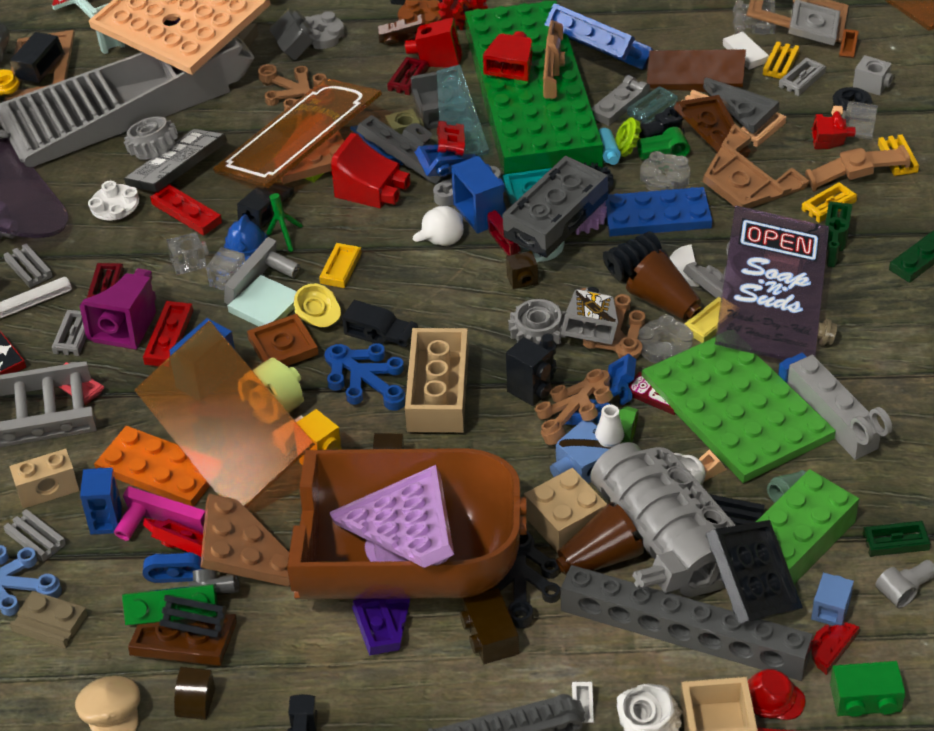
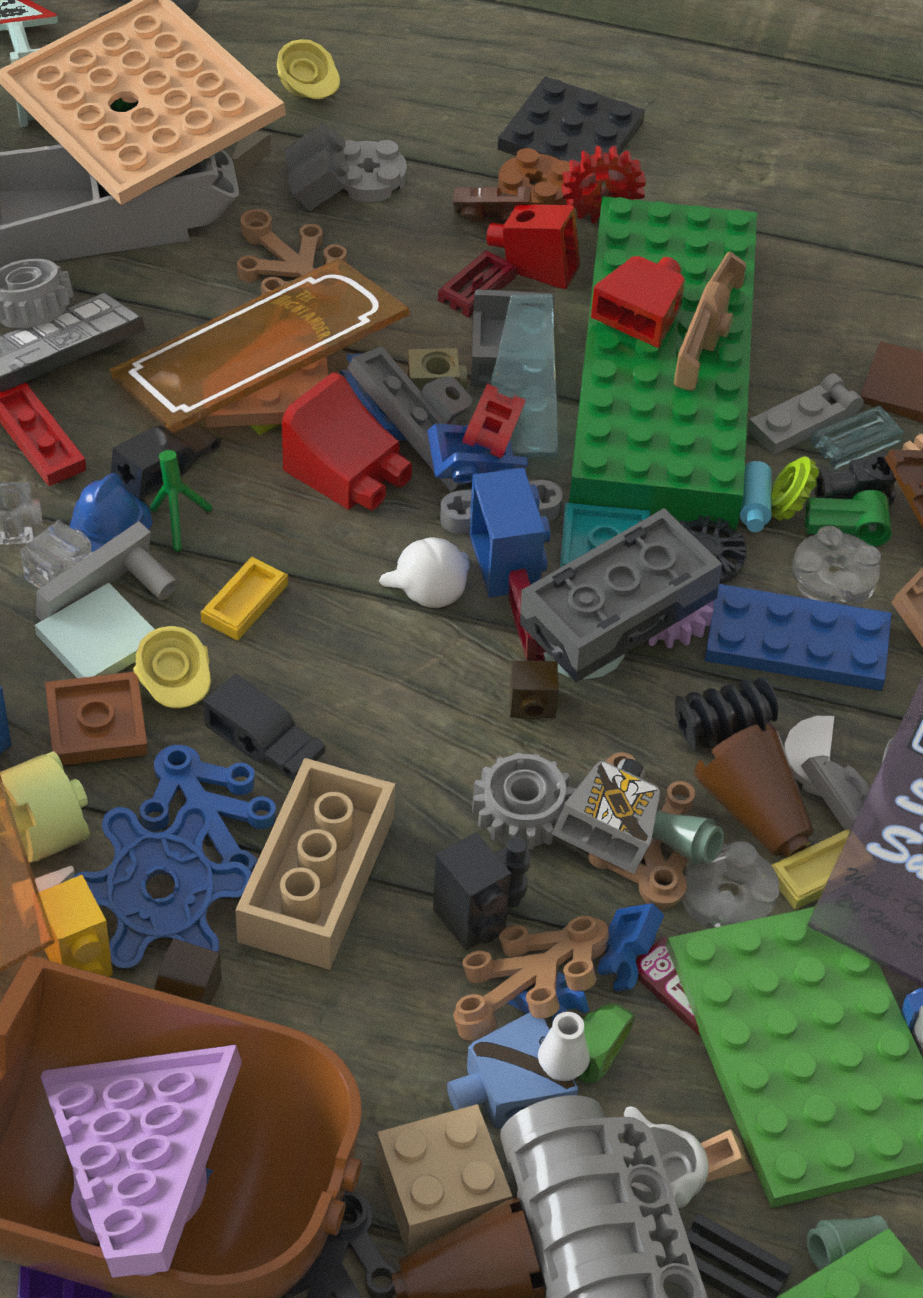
camera: 10 degrees right, 5 degrees up
(359, 394) = (171, 853): none -> blue plate
(600, 36) = (806, 296): fence -> none
(637, 317) = (690, 836): none -> sand green cone

